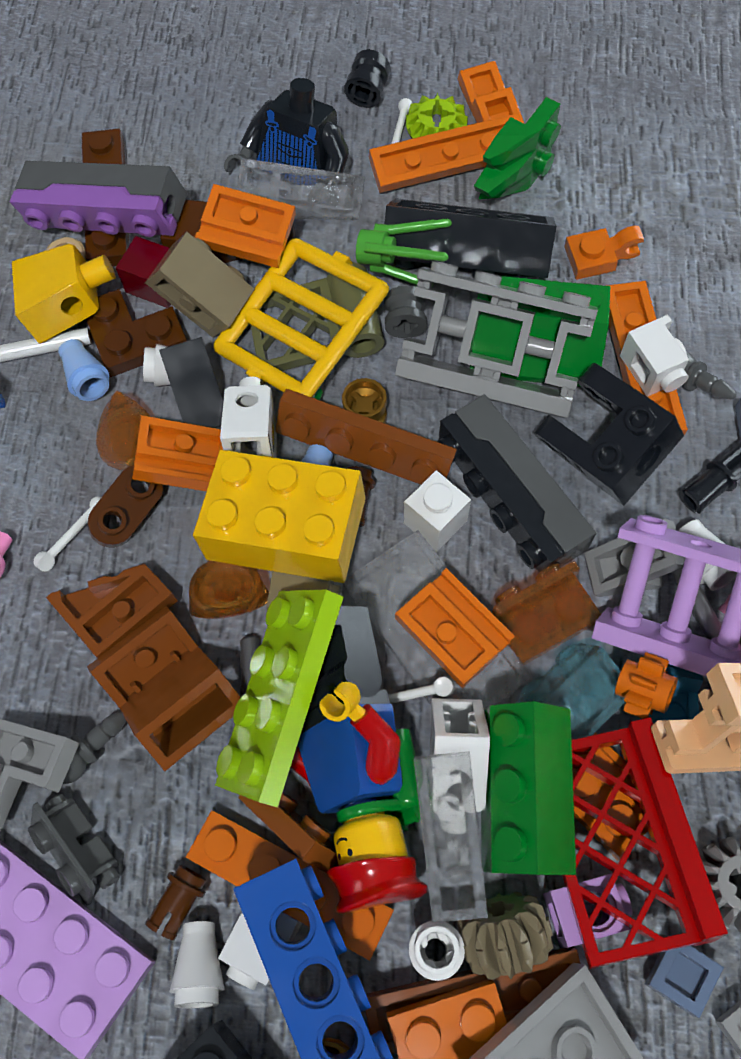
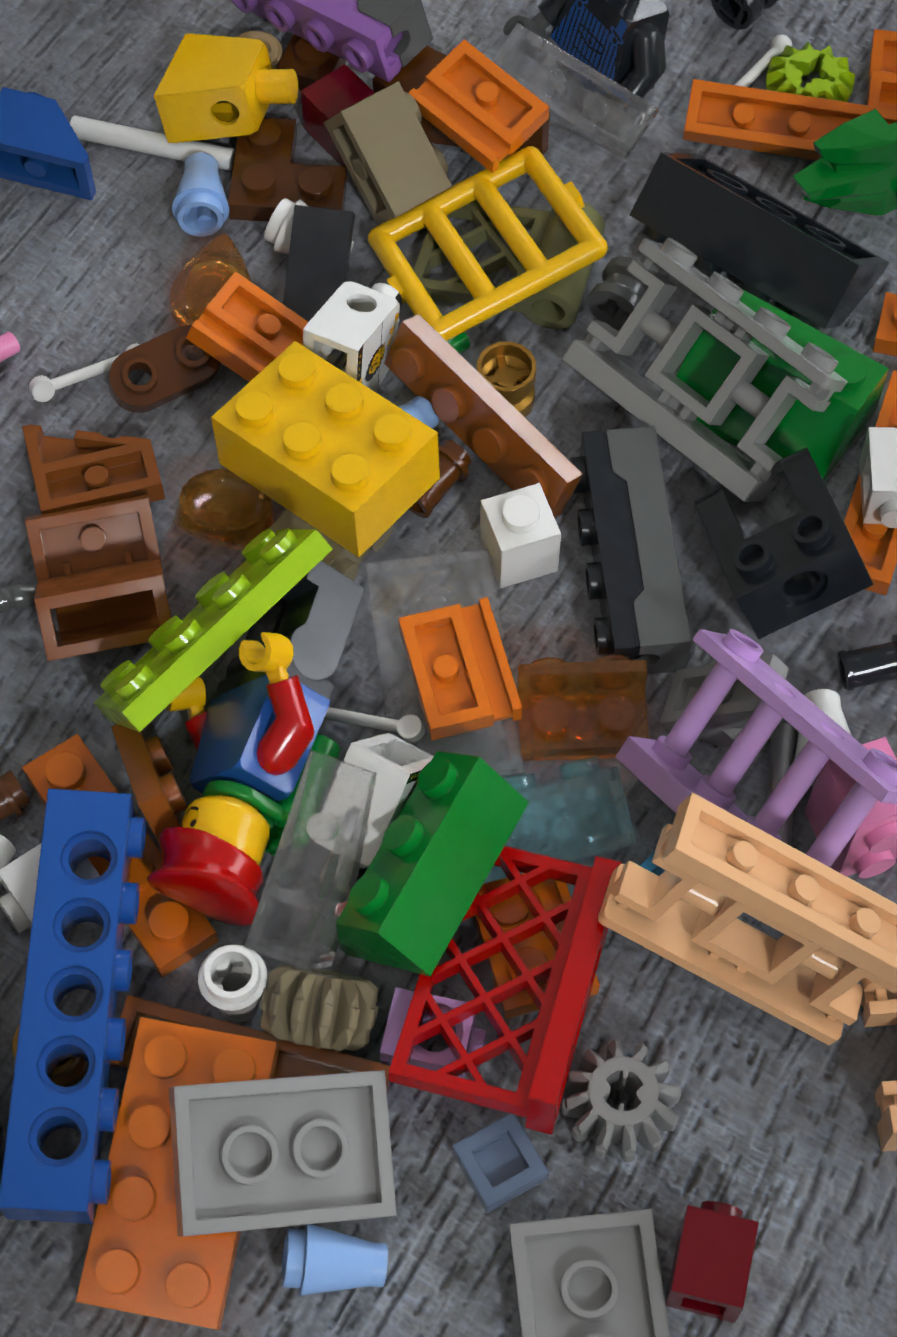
camera: 25 degrees right, 5 degrees down
(378, 248) = (628, 203): bright green plant -> none
(646, 686) = (634, 827): orange gear -> none

